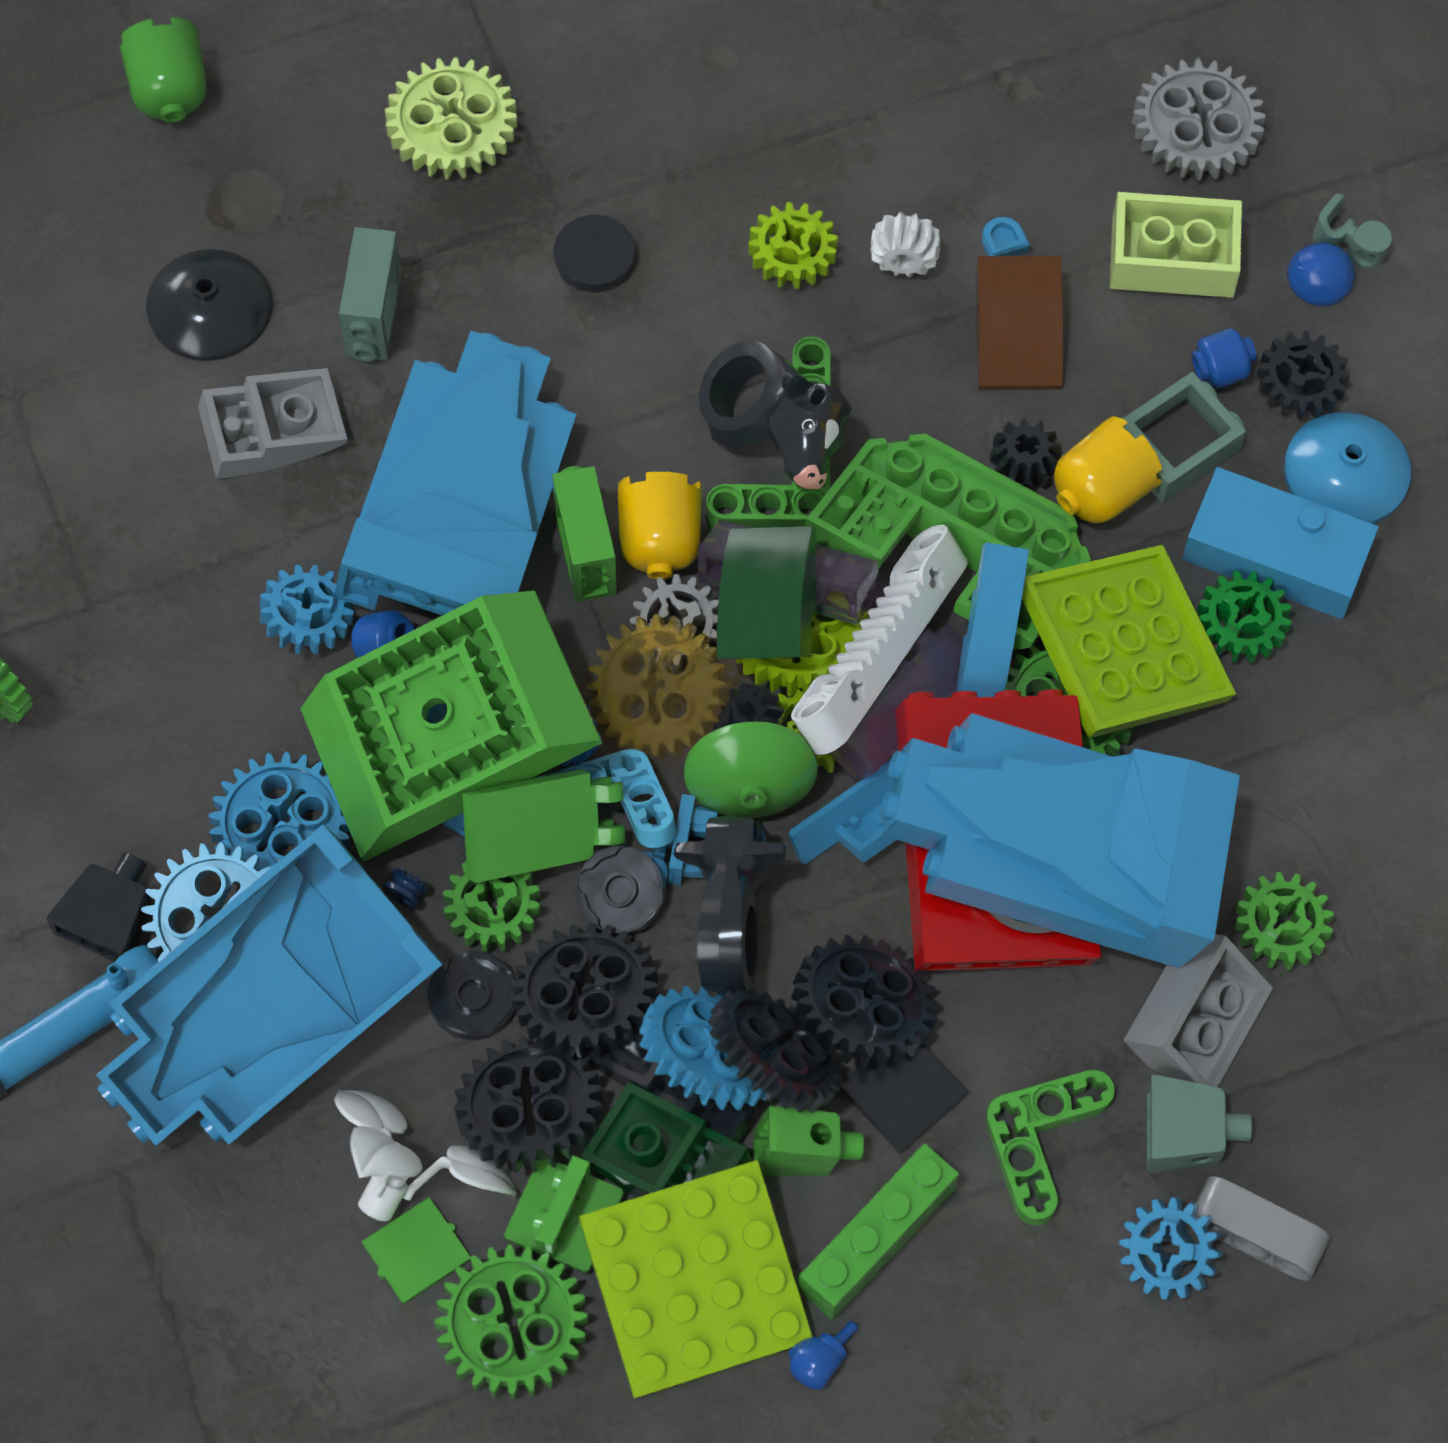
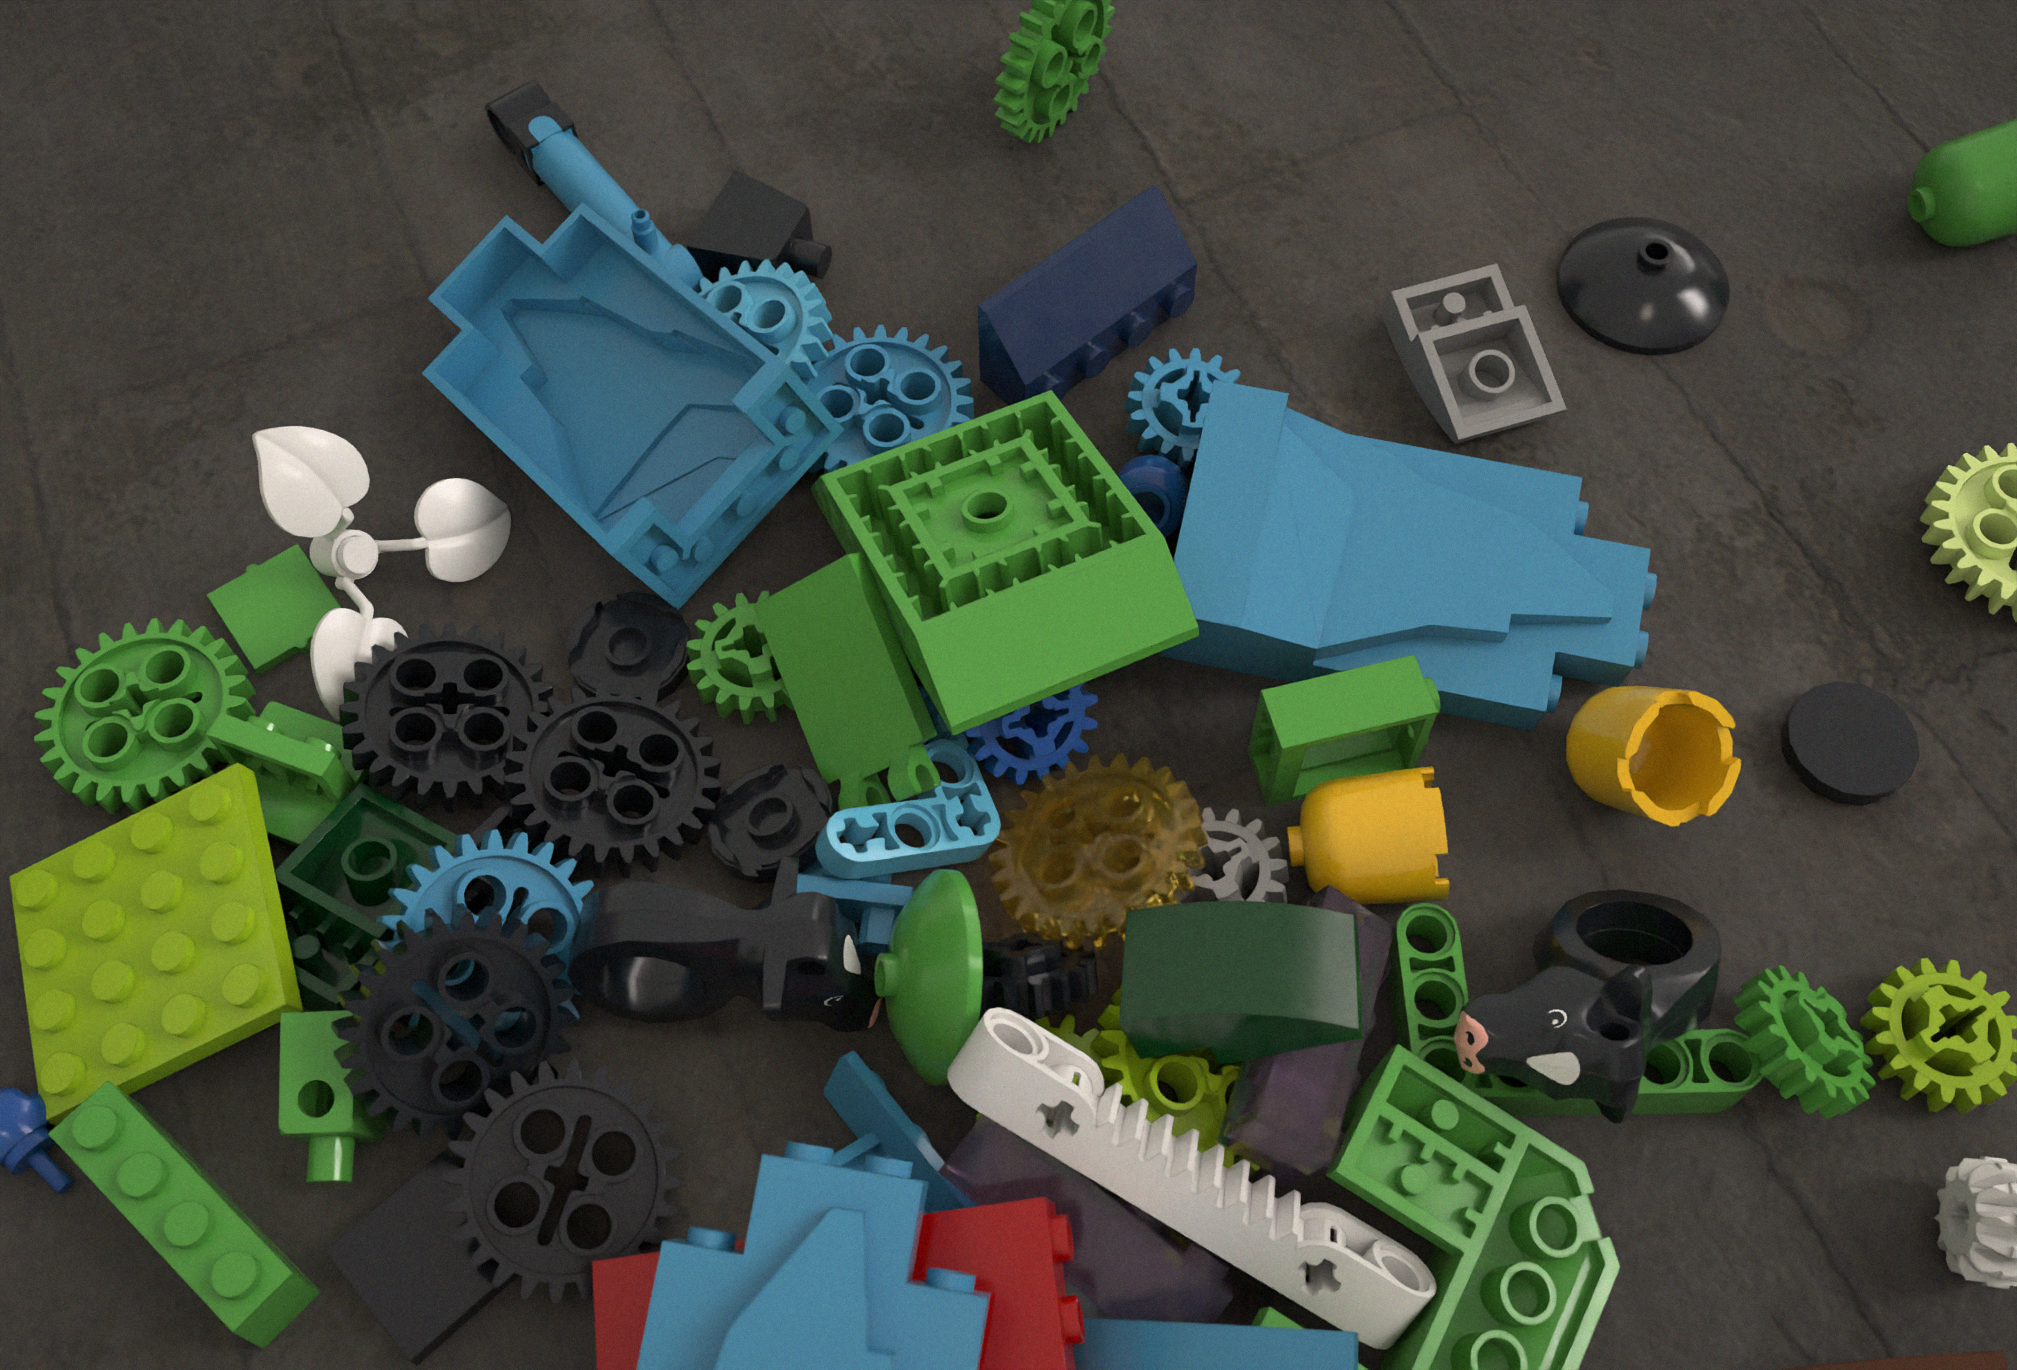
camera: 90 degrees right, 5 degrees down
(212, 668) = (1086, 302): none -> dark blue slope
(370, 294) = (1742, 410): sand green window -> none
(404, 889) = (780, 553): dark blue bush -> none
(614, 359) = (1654, 752): none -> yellow cylinder
(798, 315) = (1804, 1042): none -> bright green gear

